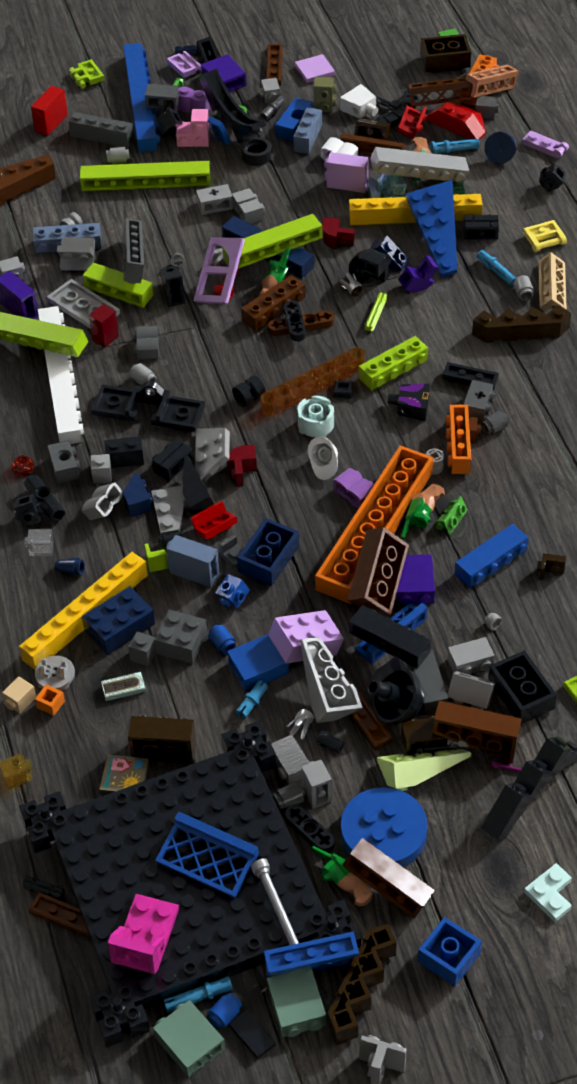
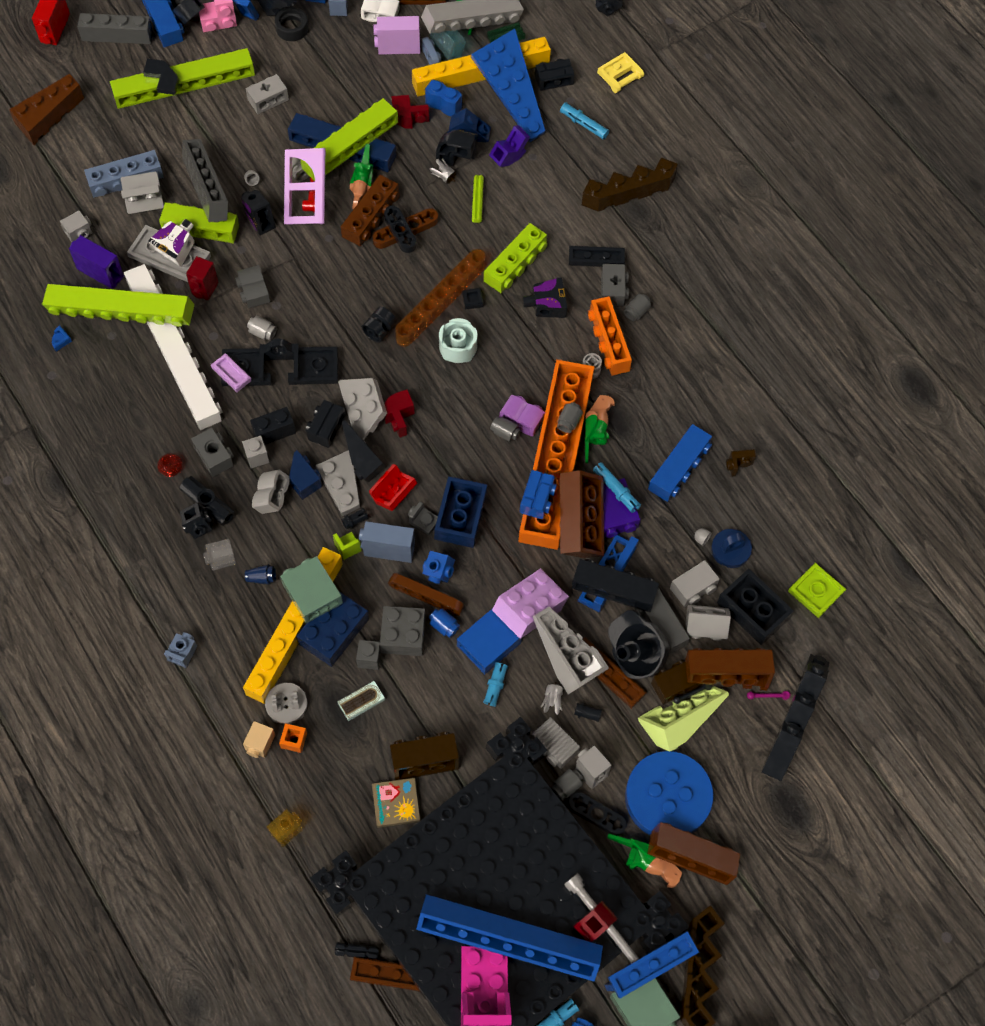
camera: 20 degrees left, 15 degrees up
(72, 219) = (122, 151): light grey wheel -> none
(89, 292) = (173, 241): none -> torso
(102, 403) = (231, 372): none -> lavender tile
(107, 578) = (311, 589): none -> sand green brick
(117, 155) = (140, 57): light grey brick -> none
(130, 170) = (160, 69): none -> black tile
(183, 895) = (510, 938): none -> blue brick
(213, 612) = (425, 594): none -> reddish brown beam
(220, 840) = (521, 864): blue fence -> none
(248, 206) = (303, 92): light grey piece -> none
(267, 900) = (595, 922): none -> dark red brick
(323, 457) = (480, 388): white piece -> none
(335, 495) = (505, 429): none -> dark grey brick
(341, 546) = (537, 494): none -> blue brick
(370, 227) = (443, 98): none -> blue brick
(393, 491) = (569, 417): none -> dark grey brick
(423, 563) = (622, 493): none -> dark azure pin
(449, 951) = (773, 914): blue brick -> none
(453, 515) = (628, 417): bright green hinge -> none
(474, 429) = (622, 318): reddish brown plate -> none
(518, 636) = (731, 548): none -> dark blue tile
(523, 288) = (618, 140): light grey brick -> none
(545, 892) = (837, 821): light aqua plate -> none
(549, 282) = (644, 128): tan fence -> none

